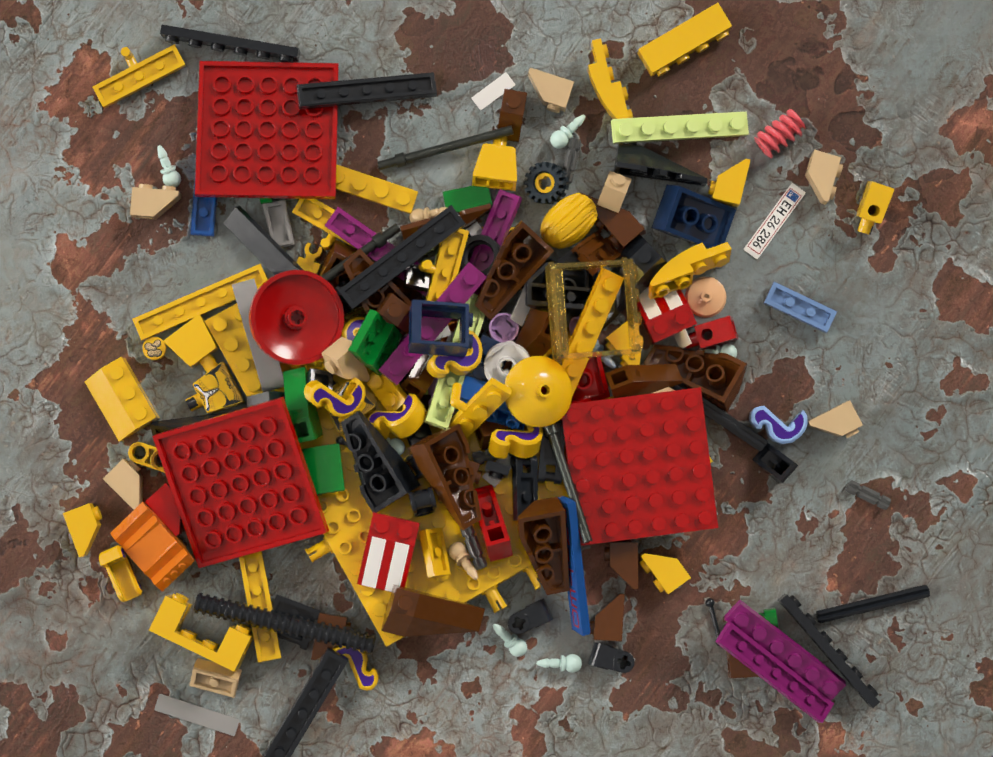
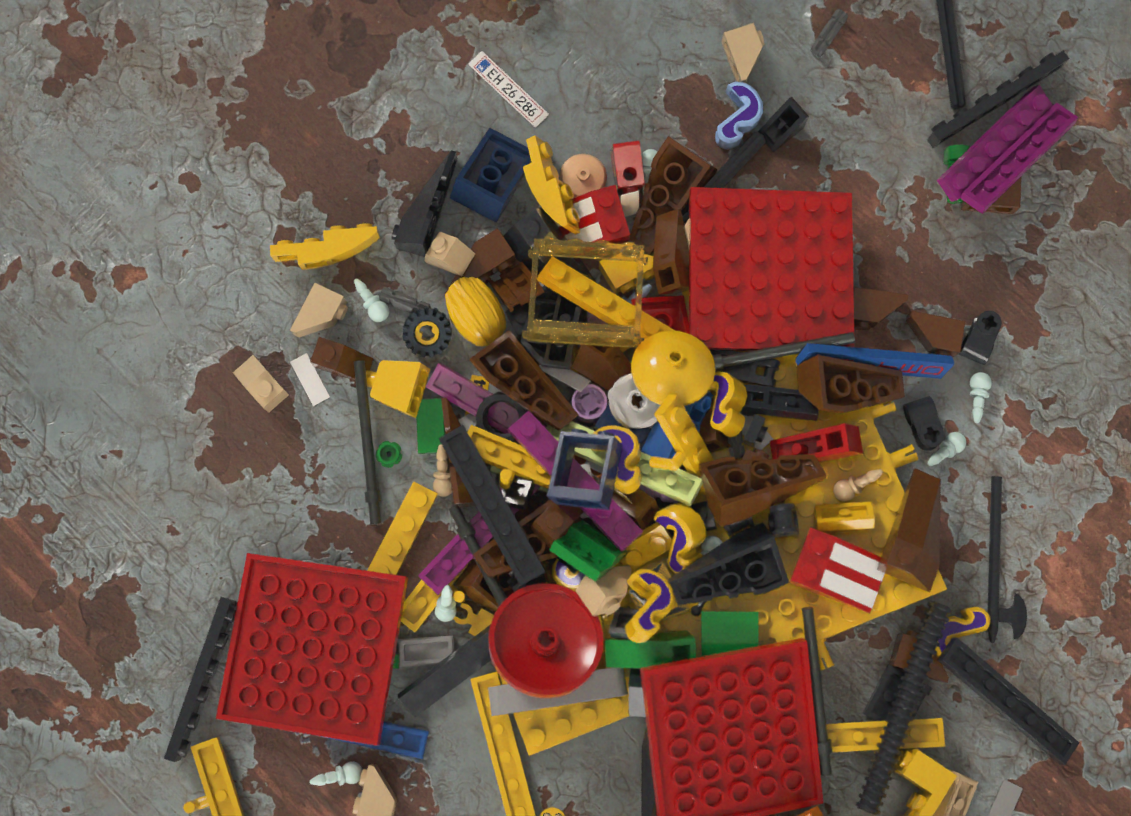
camera: 80 degrees left, 5 degrees down
(194, 344) = (555, 771): yellow torso -> none
(215, 391) = (614, 754): torso -> none
(247, 560) = (824, 743): none -> pearl dark grey bar
(315, 234) = (446, 605): none -> light aqua bar
(366, 90) = (285, 524): black tile -> none
(378, 716) = (1017, 613): none -> black piece
(438, 161) = (385, 447): none -> green plate
(474, 548) = (845, 470): dark grey axle -> none
(482, 50) = (260, 384): none -> tan slope
(666, 570) = (889, 261): yellow slope -> none
(679, 127) = (387, 174): yellowish green plate -> none
(685, 39) = (287, 154): yellow brick -> none
(710, 603) = (971, 217): black hinge -> none
(730, 184) = (461, 127): yellow slope -> none
(779, 133) = (409, 65): coral piece -> none
(800, 307) = (610, 74): medium blue plate -> none
(822, 173) = (465, 28): tan slope -> none

